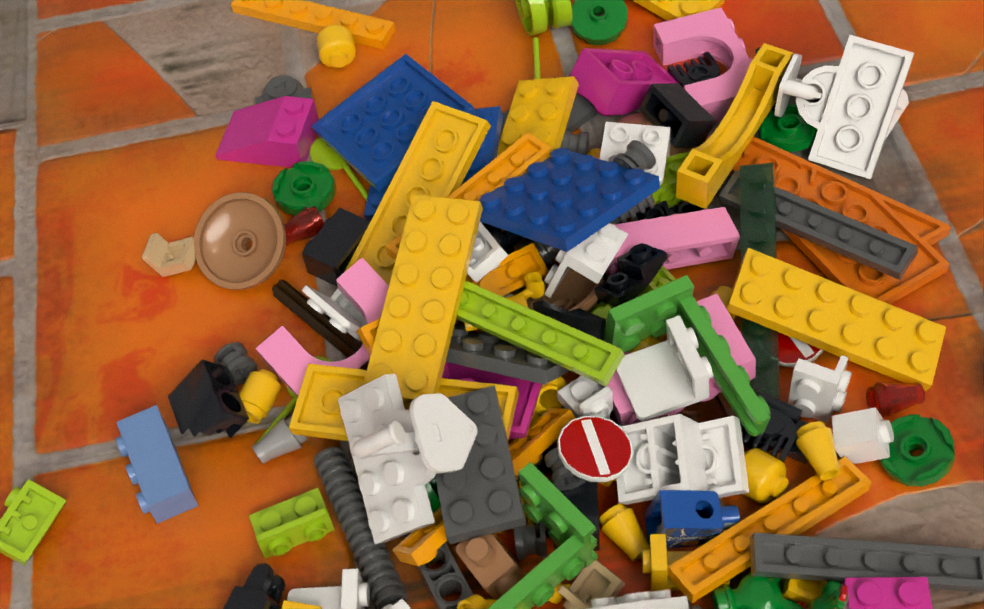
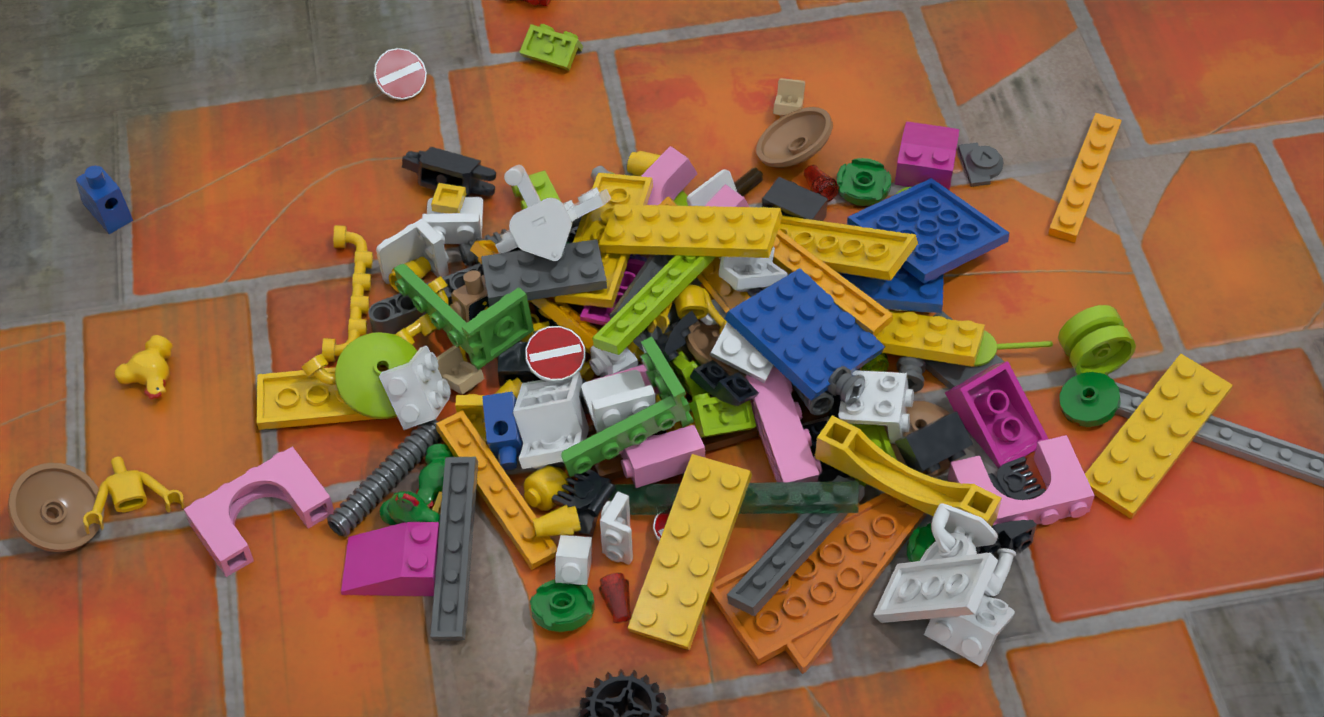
camera: 85 degrees right, 0 degrees up
(155, 465) = (592, 112): medium blue brick -> none
(208, 401) = (627, 123): black piece -> none
(236, 360) = (682, 145): dark grey wheel -> none
(336, 46) = (1039, 193): yellow head -> none

